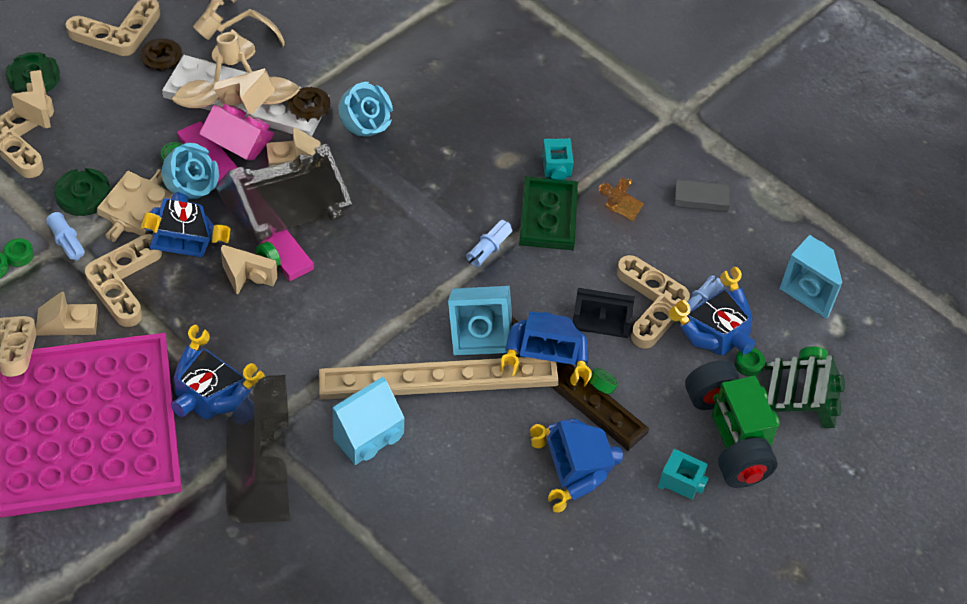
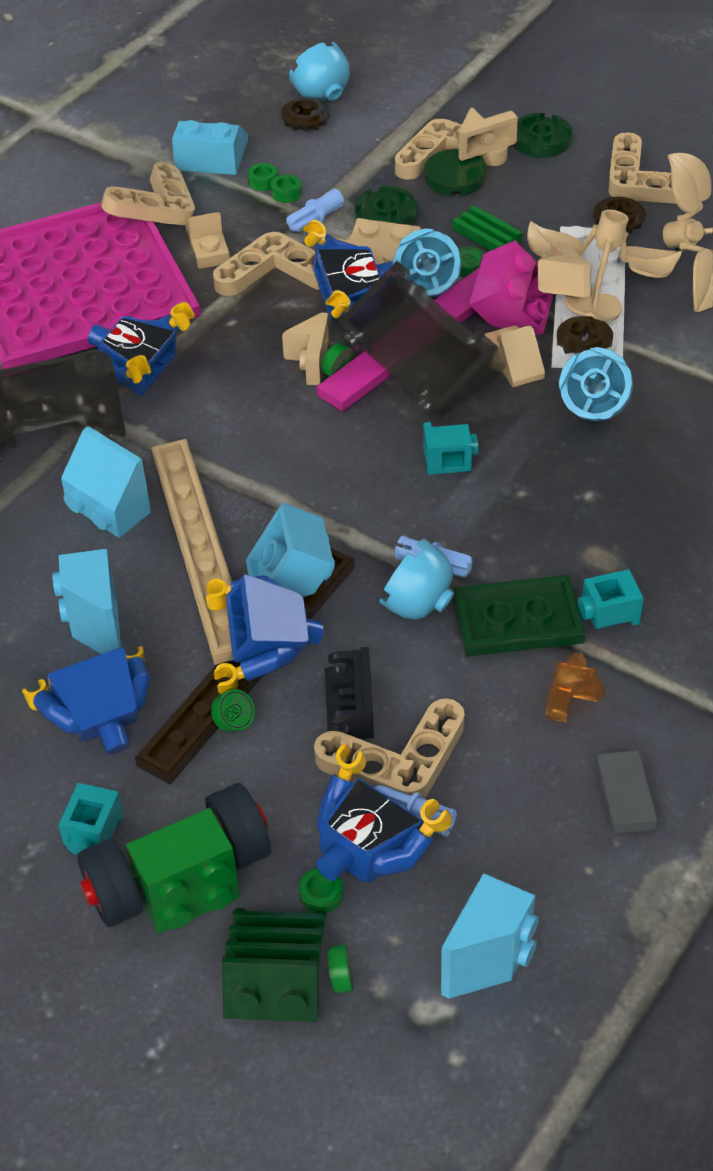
camera: 85 degrees right, 5 degrees down
(59, 140) = (447, 173): none -> dark green tile
(140, 132) = (486, 229): none -> green tile
(386, 211) = (448, 448): none -> teal brick
(498, 442) = (88, 599): none -> medium azure slope
(519, 252) = (420, 584): none -> medium azure cylinder

